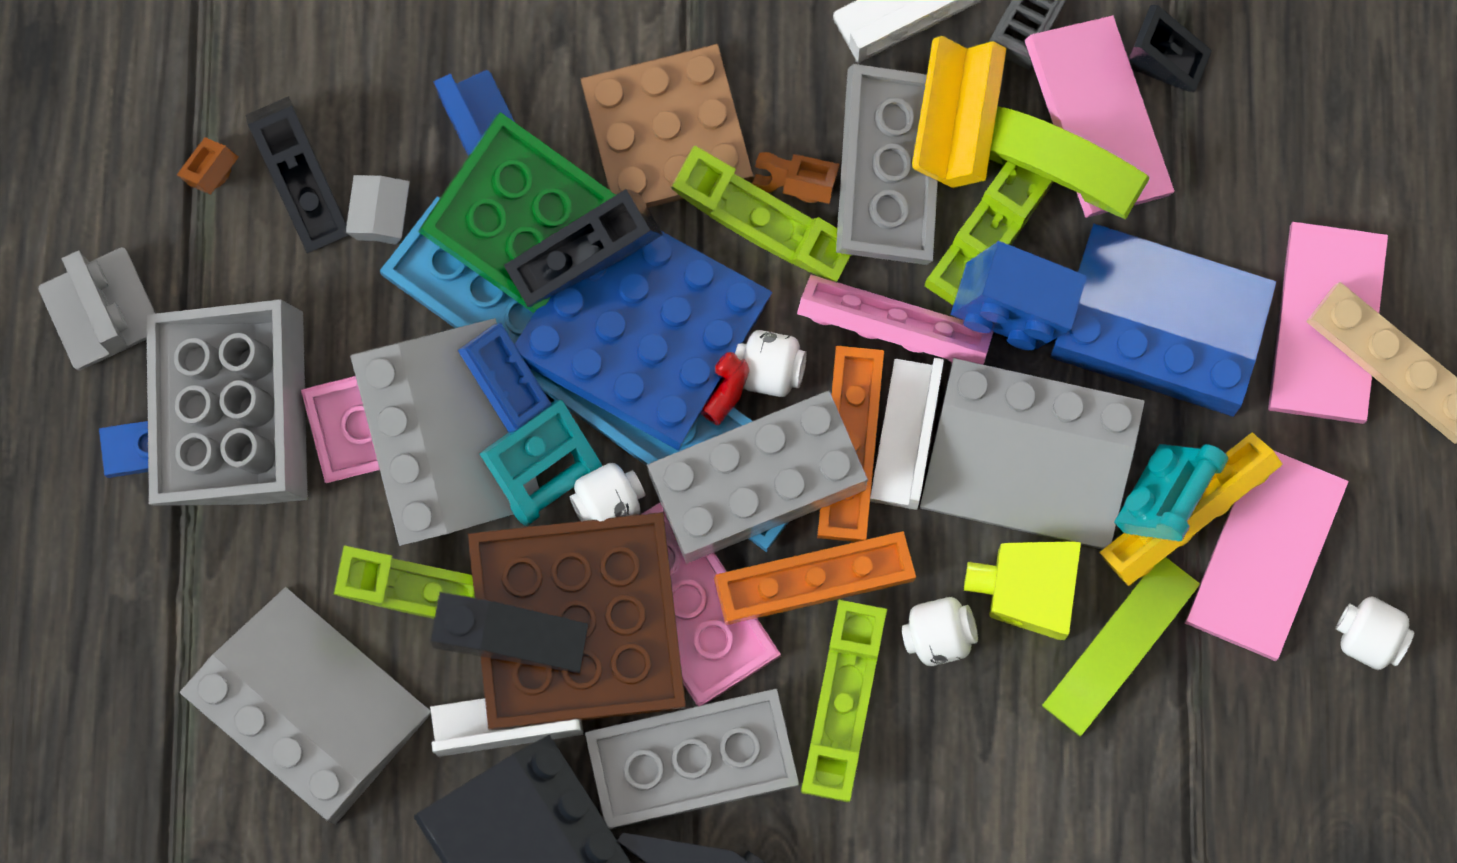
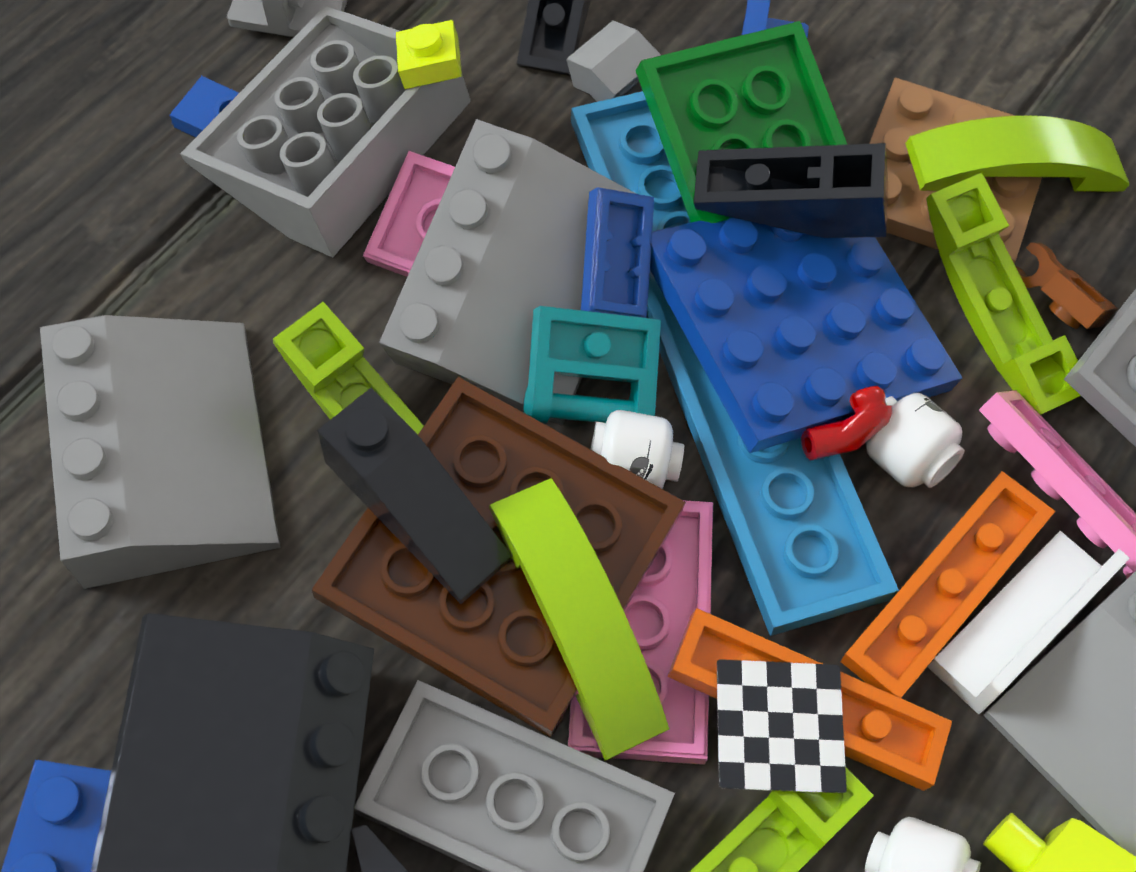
camera: 30 degrees right, 15 degrees down
(269, 319) = (428, 54): none -> neon yellow plate
(464, 729) = (285, 586): white panel -> none
(651, 627) = (582, 617): none -> lime slope
(706, 93) = (1016, 149): none -> lime slope
(757, 476) = (825, 536): light grey brick -> none
(809, 608) = (780, 726): none -> sticker

